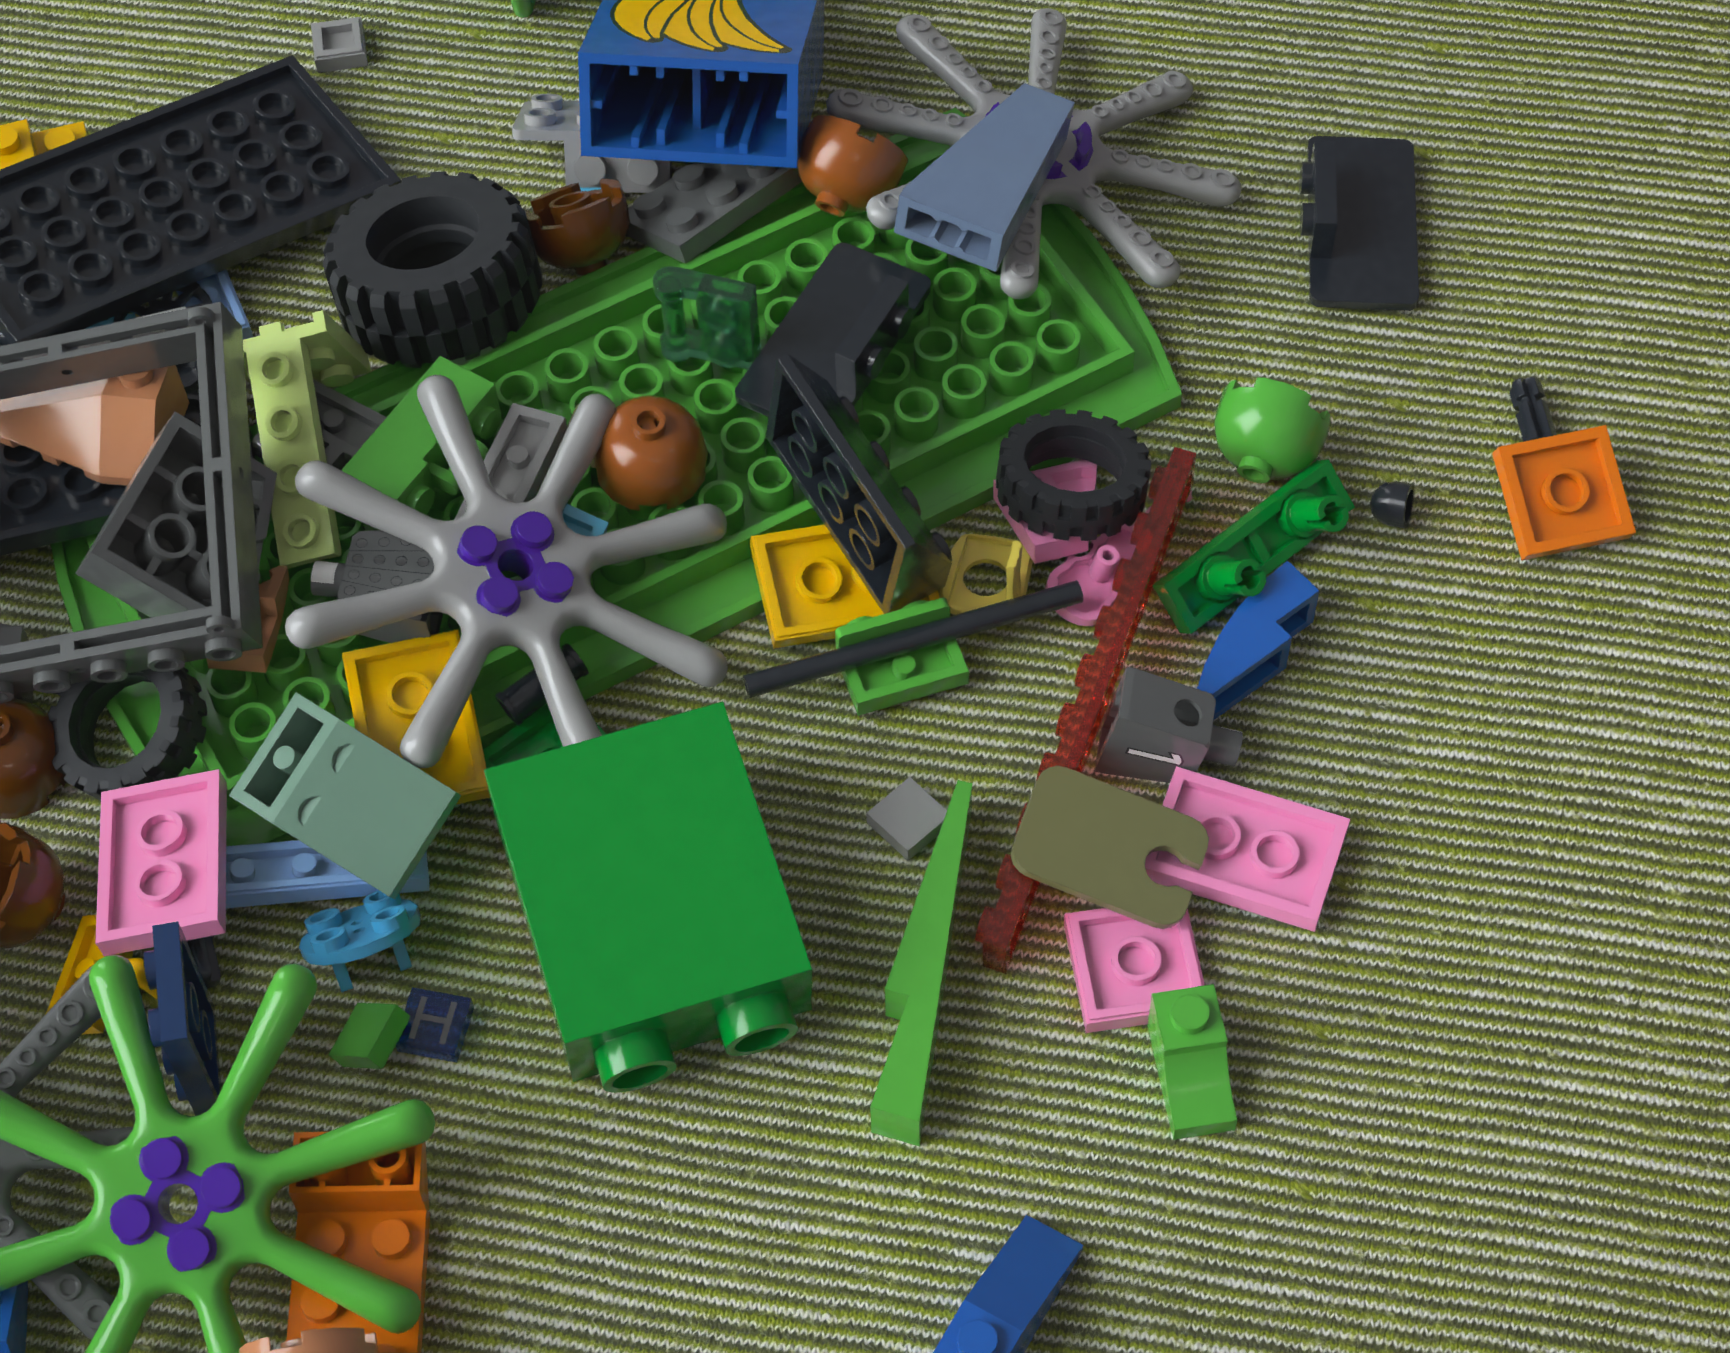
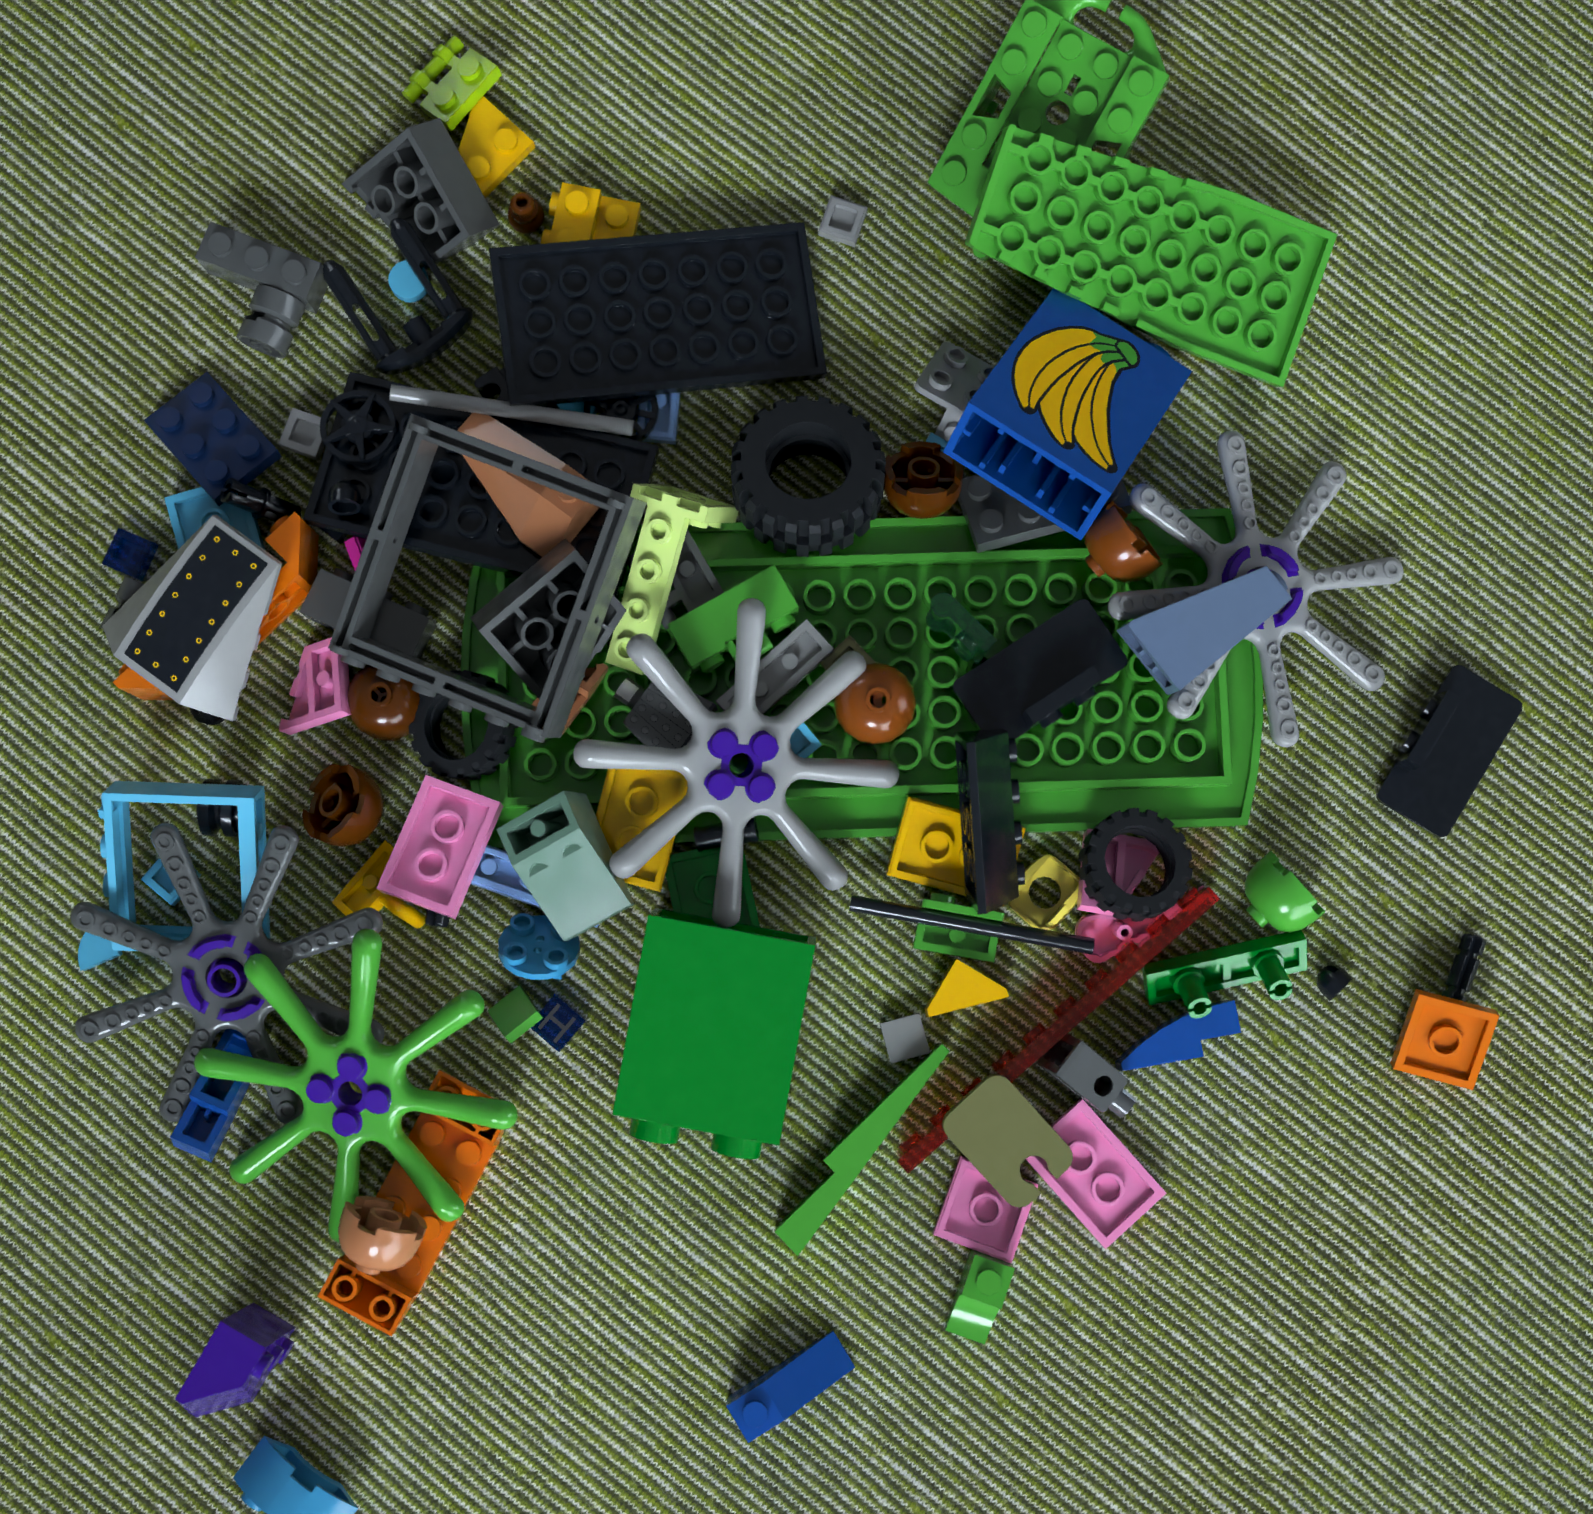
camera: 25 degrees right, 25 degrees up
(184, 1018) = (410, 959): dark blue plate -> none
(954, 719) = (961, 989): none -> yellow slope

